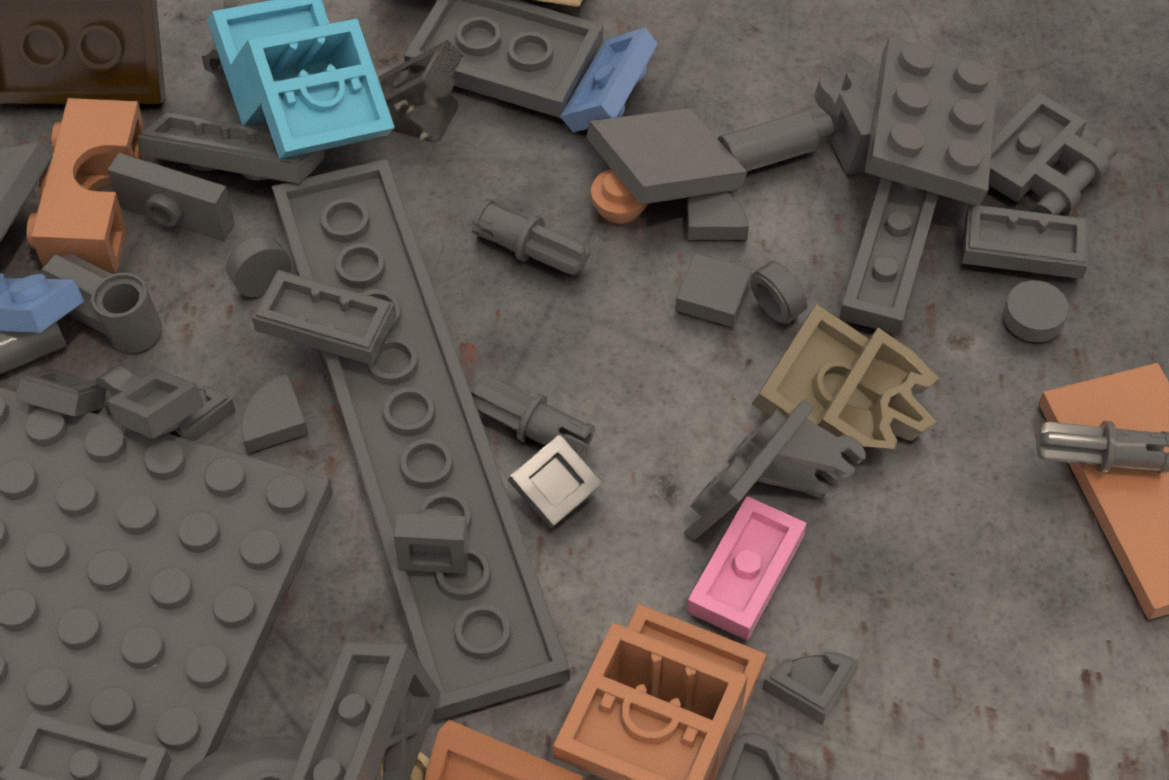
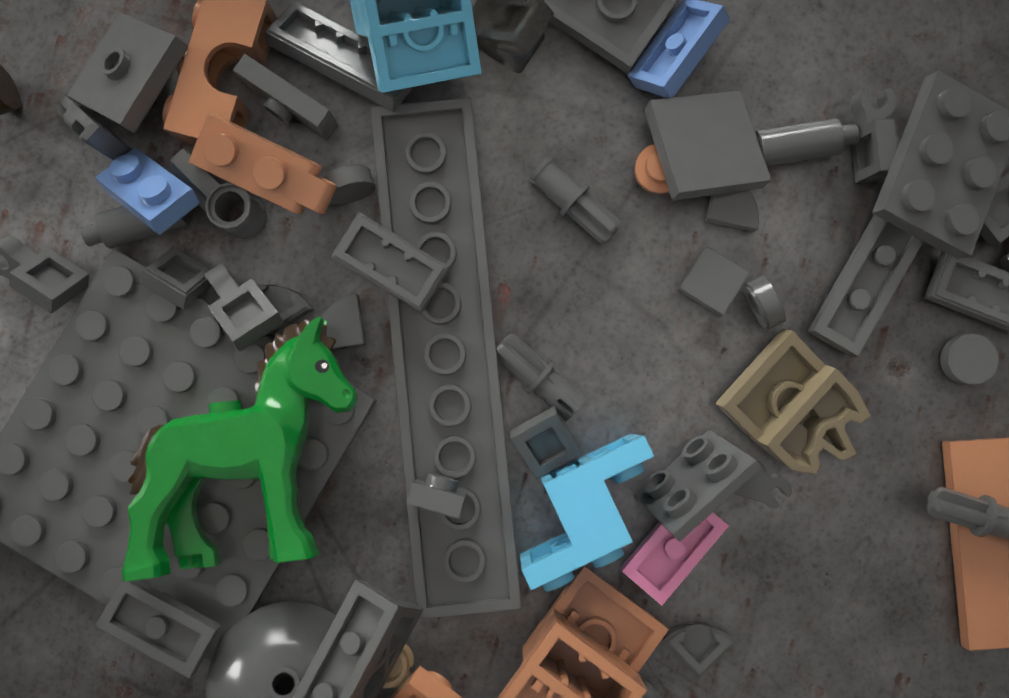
camera: 15 degrees right, 30 degrees up
(155, 248) = (261, 166): none -> nougat hinge
(164, 533) = (235, 445): none -> green animal
(618, 524) = (587, 513): none -> medium azure bracket

